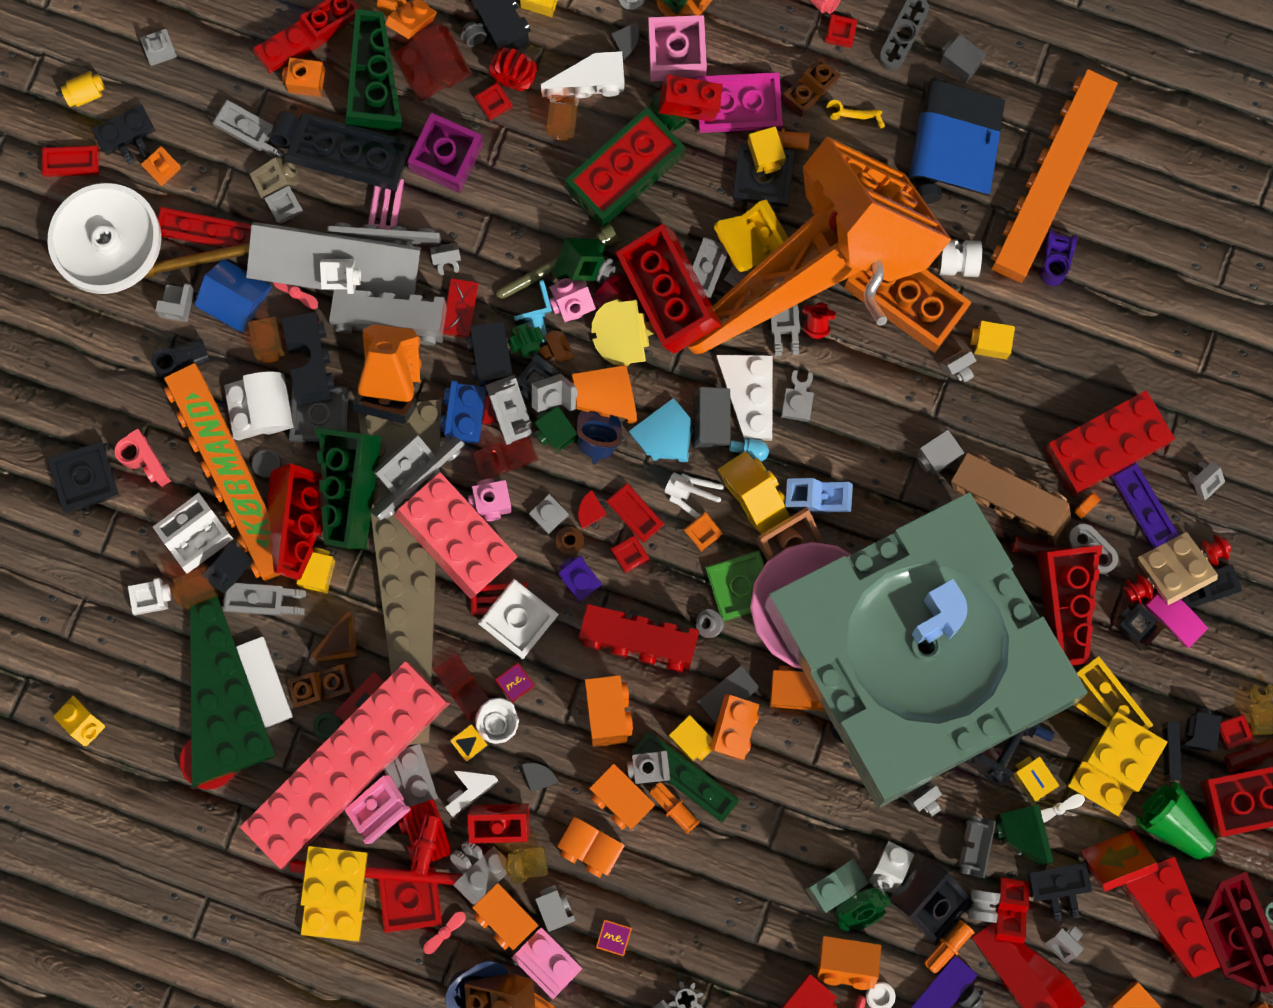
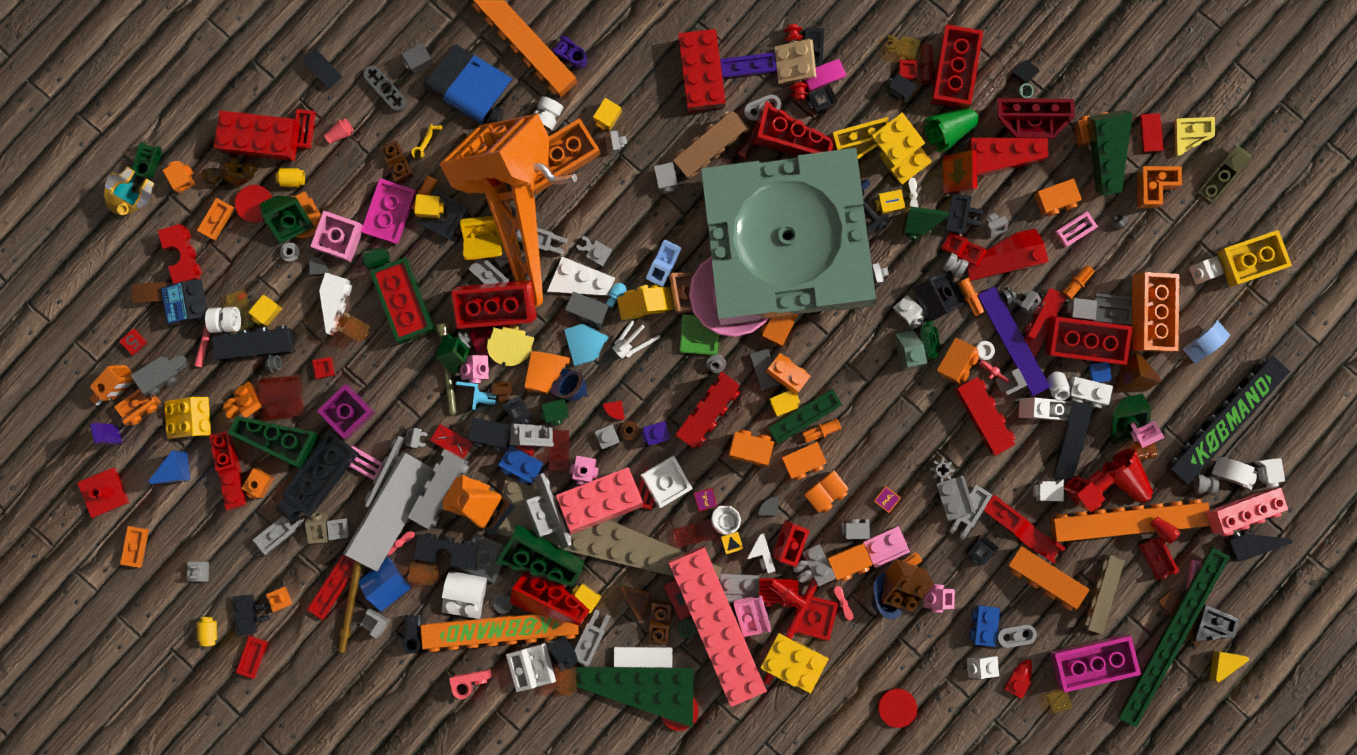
camera: 65 degrees left, 5 degrees up
(83, 477) = (466, 724): black plate -> none
(104, 238) = (313, 654): white dish -> none
(149, 597) = (560, 710): white bracket -> none
(340, 274) = (400, 510): white bracket -> none
(513, 69) = (308, 346): red gear -> none
(525, 339) = (490, 408): dark green gear -> none
(526, 863) = (821, 535): clear yellow bracket -> none
(553, 392) = (531, 403): light grey bracket -> none
(630, 554) = (652, 395): red tile -> none
(635, 512) = (627, 382): red tile -> none
(660, 764) = (789, 429): light grey brick -> none
(690, 98) = (375, 241): red brick -> none
(703, 531) = (656, 344): orange tile -> none
(818, 320) = (550, 218): red brick -> none
(841, 31) = (367, 128): red tile -> none
(949, 613) = (772, 211): light blue brick -> none
(978, 845) = (918, 254): dark grey hinge -> none
(1087, 505) = (734, 100): orange tile -> none
(1171, 752) = (911, 114): black tile -> none
(1207, 480) = (748, 20): light grey tile -> none

